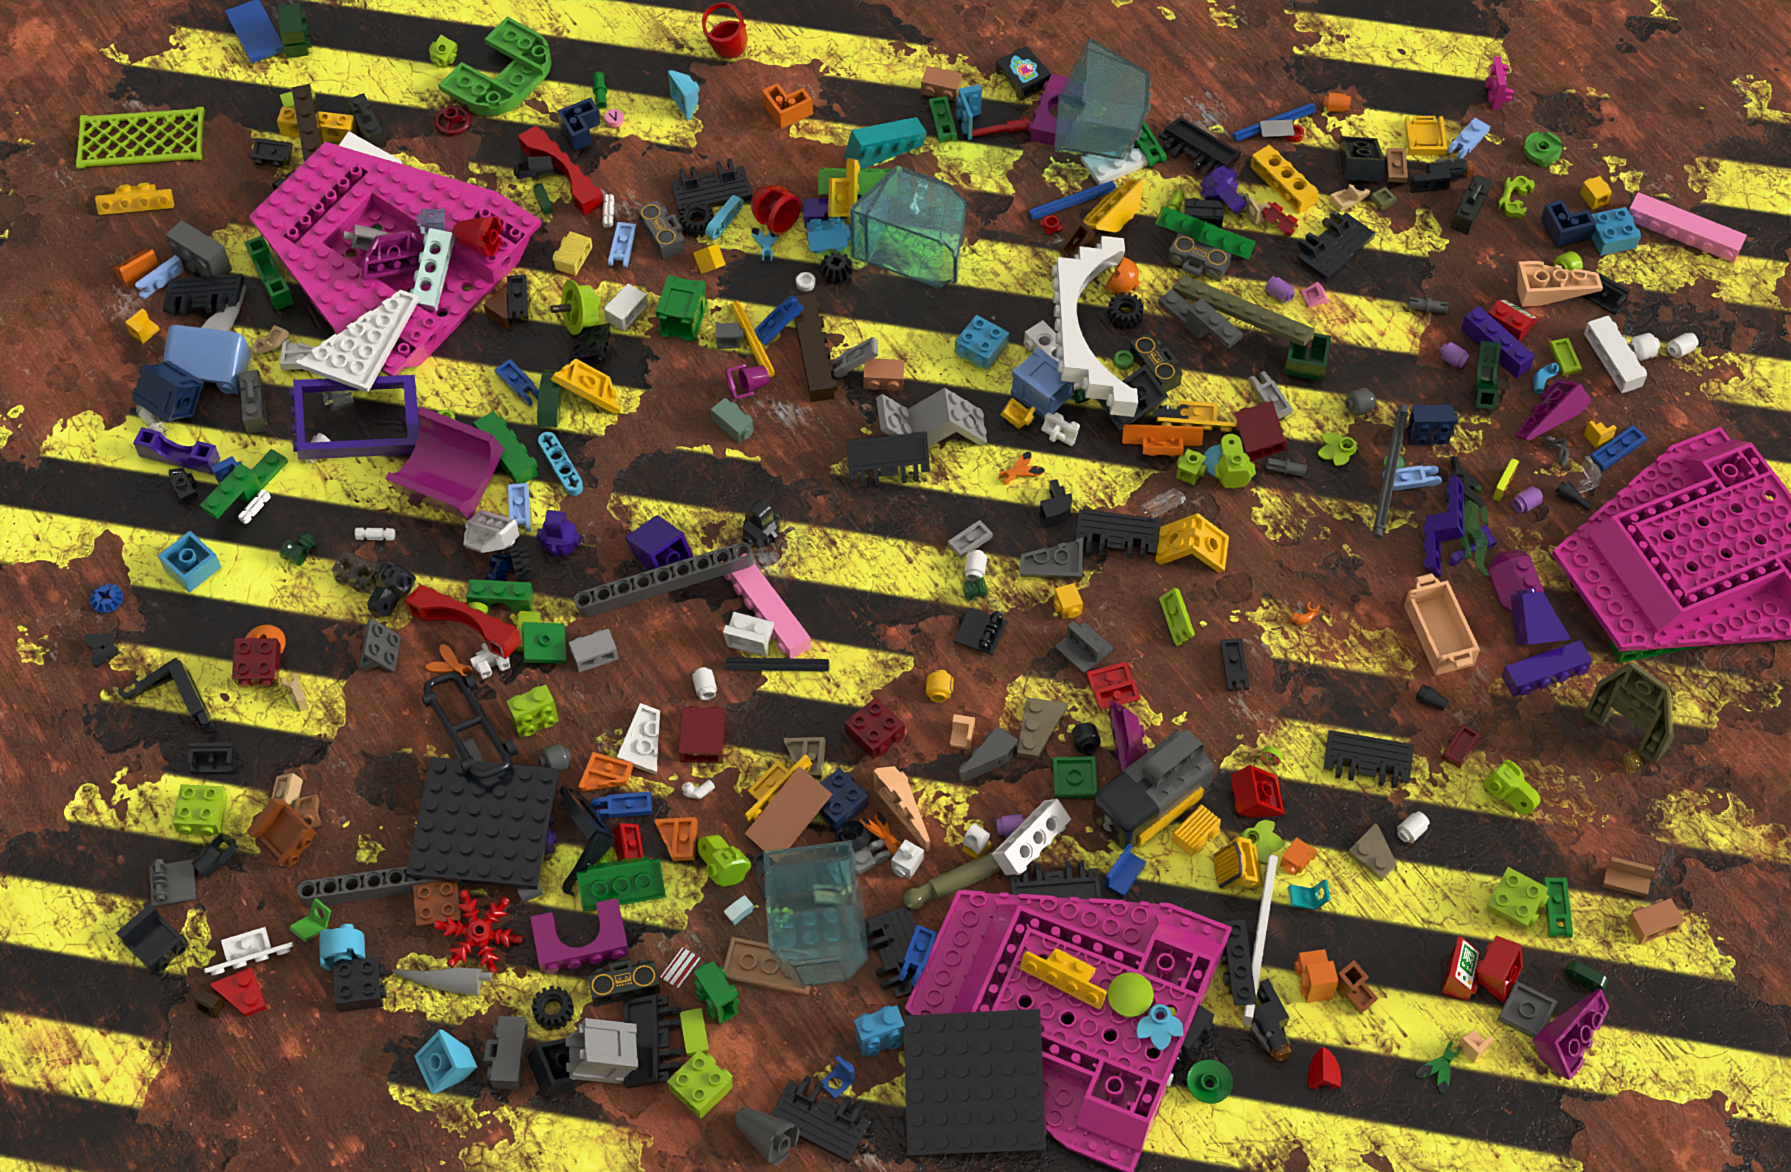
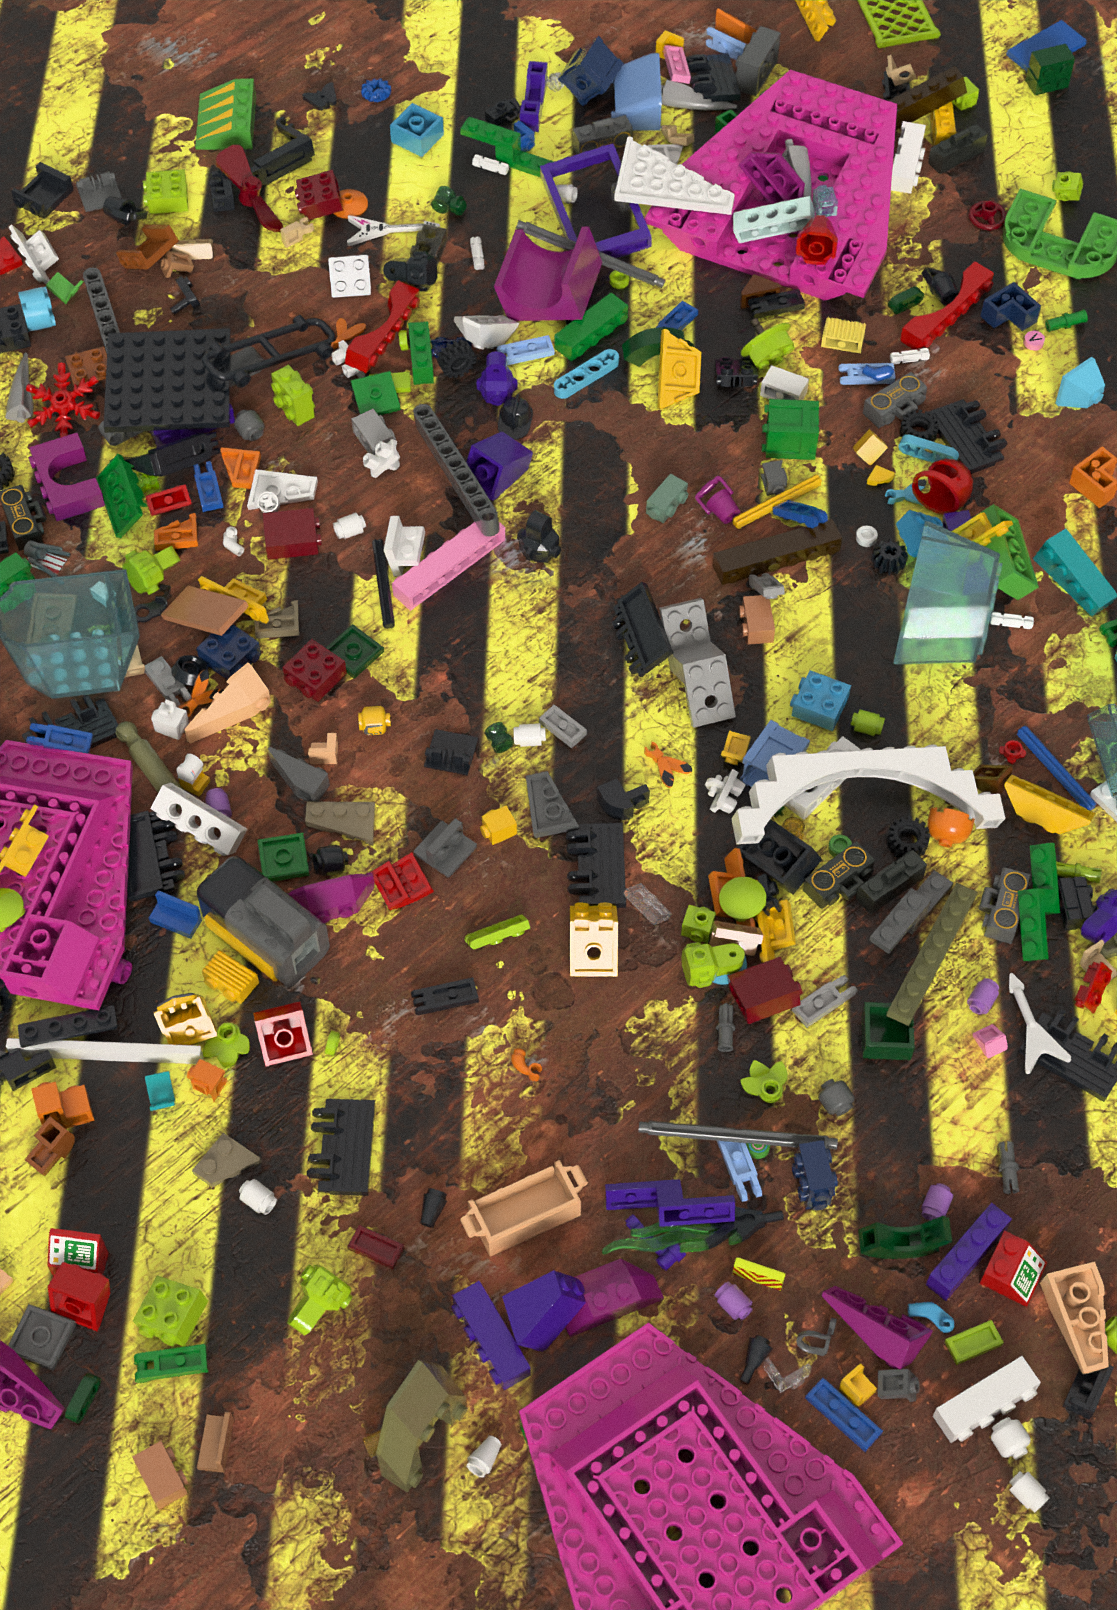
camera: 80 degrees right, 0 degrees up
(98, 743) = (227, 116): none -> bright green slope
(162, 321) = (676, 64): none -> bright pink plate
(195, 732) = (235, 166): none -> dark red piece
(254, 149) = (893, 72): none -> tan bracket
(311, 622) = (373, 229): none -> white piece
(363, 799) = (185, 285): none -> black piece
(405, 447) = (607, 260): none -> dark grey piece
(600, 530) = (515, 417): none -> black piece
(631, 642) = (384, 458): none -> white hips
(632, 232) = (879, 373): none -> blue arm
(665, 747) = (268, 502): none -> white wheel
(672, 969) = (38, 551): none -> dark grey plant
(741, 259) = (880, 475): none -> yellow tile
(848, 696) = (356, 650): none -> dark green tile
(1007, 315) = (867, 722): none -> lime brick
(1167, 327) = (891, 881): none -> pearl dark grey piece
(1177, 427) = (742, 898): none -> lime dish
(1211, 439) = (743, 935): none -> medium nougat panel
(1324, 261) = (1037, 1039): none -> white piece
(1599, 408) = (897, 1384): none -> dark grey bracket

